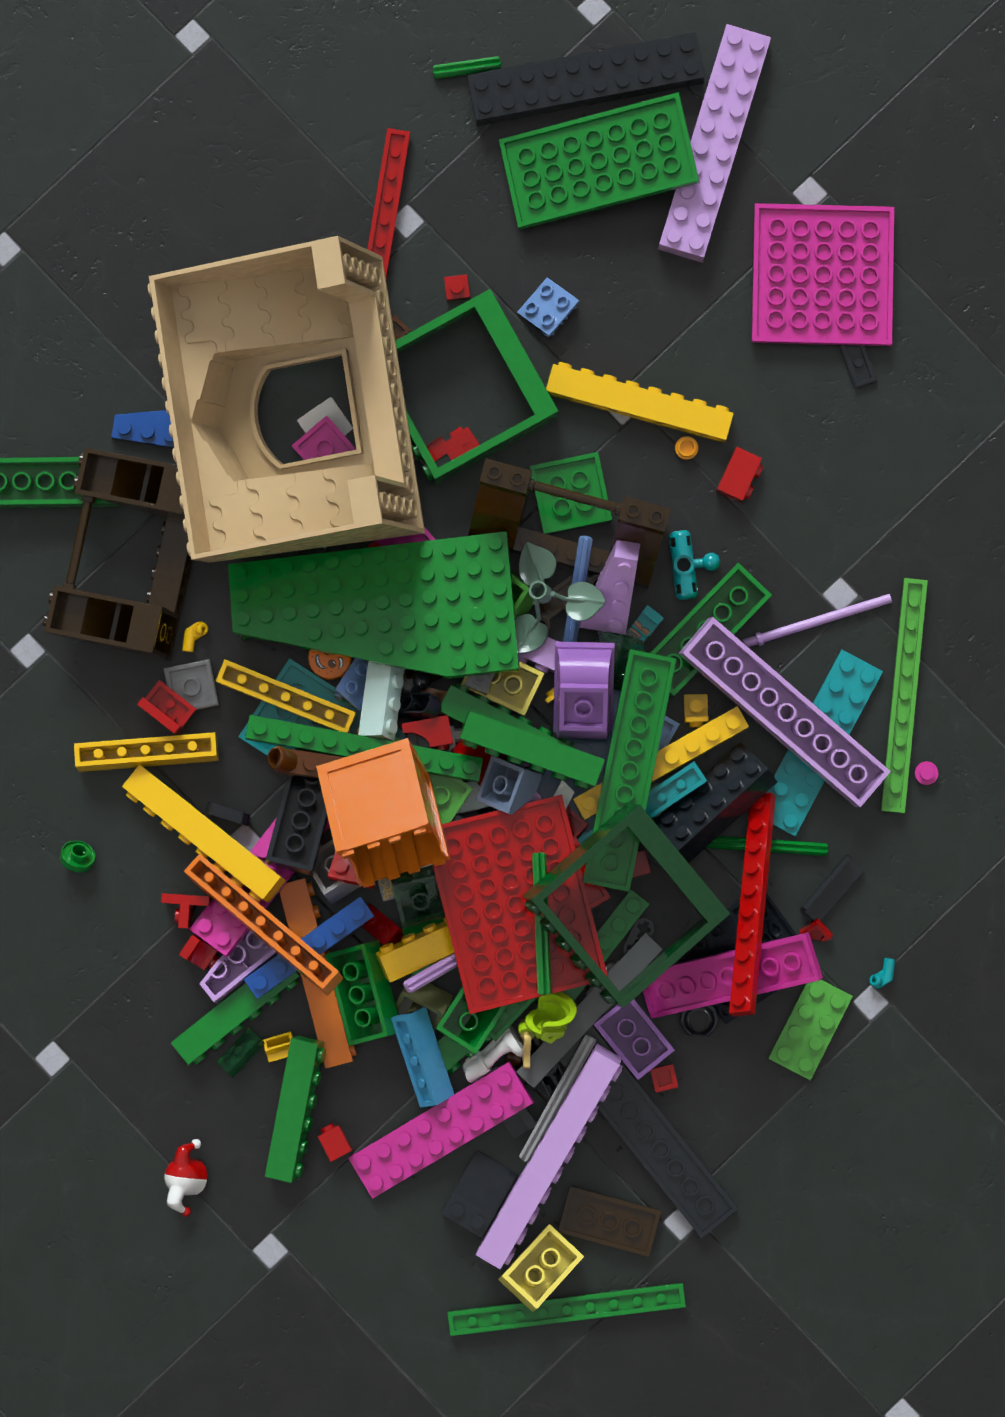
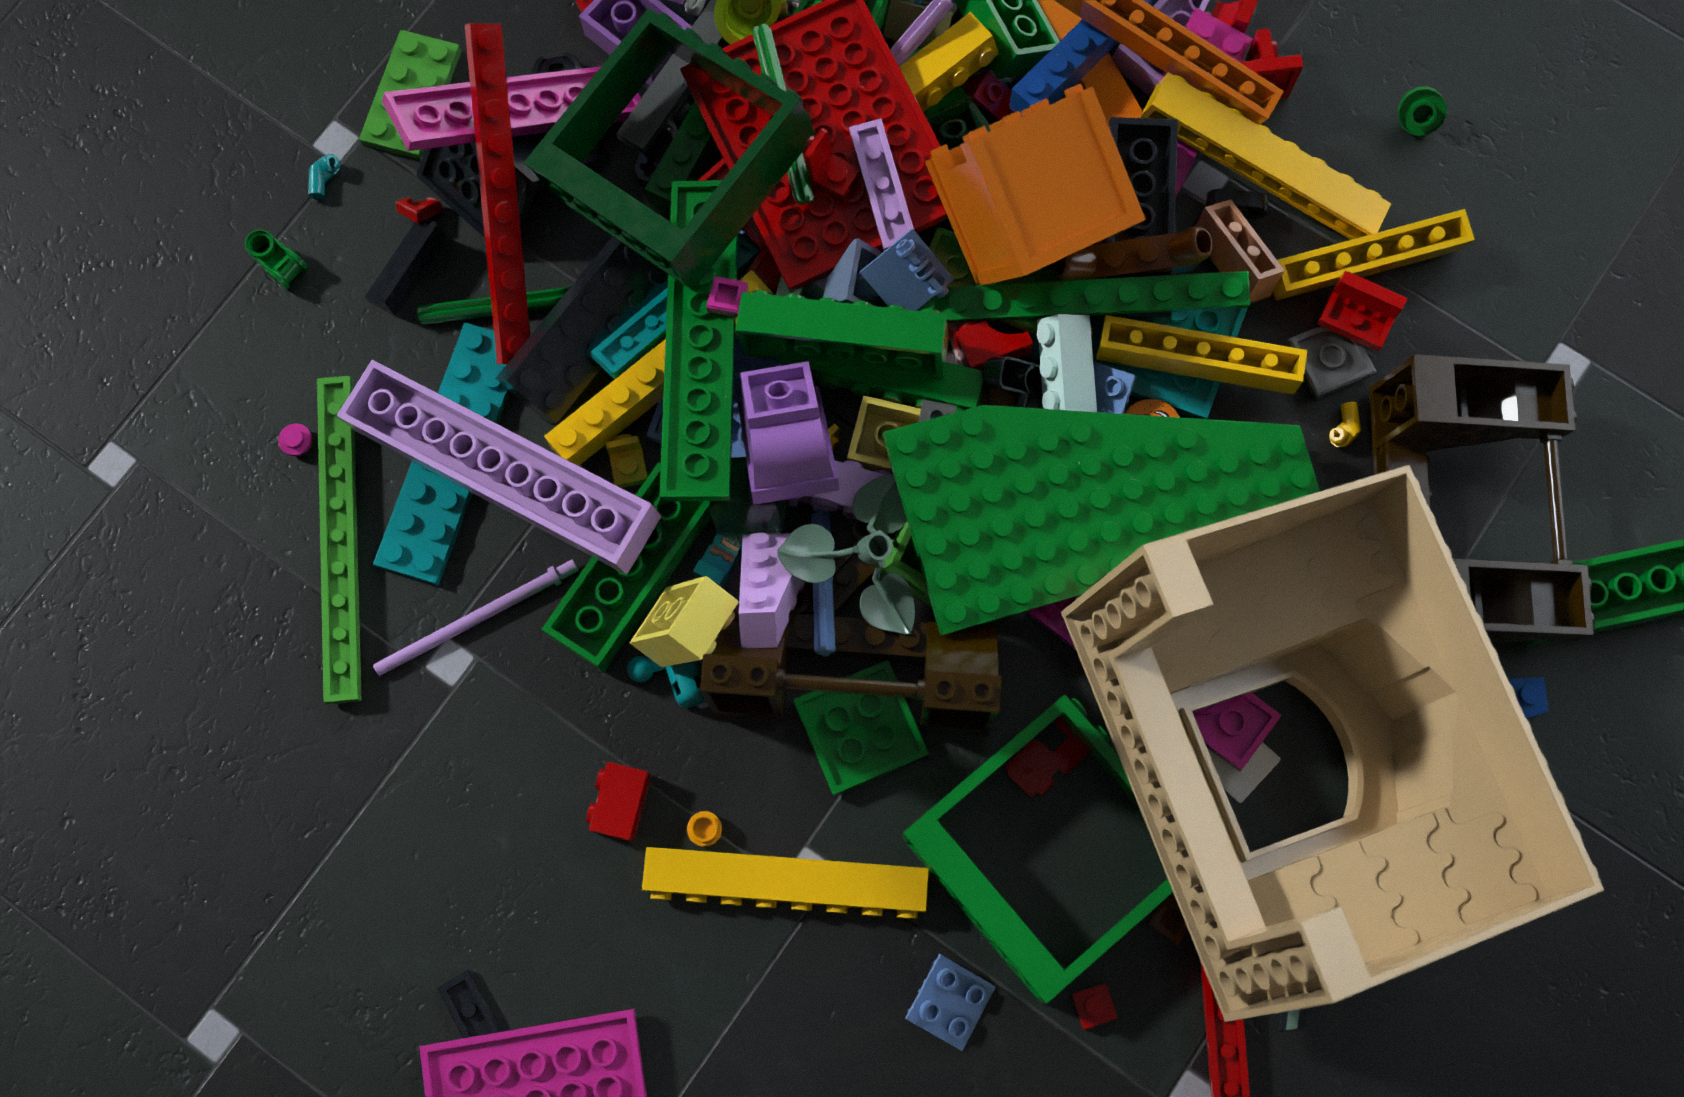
camera: 170 degrees right, 10 degrees down
(239, 772) = (1240, 248): none -> nougat brick
(478, 781) = (907, 273): none -> medium blue hinge
(482, 850) = (881, 181): none -> lavender plate
(515, 869) = (827, 169): none -> red bracket
(605, 792) = (725, 296): none -> dark pink tile
(674, 571) = (685, 622): none -> light yellow brick
(923, 910) = (277, 261): none -> green piece

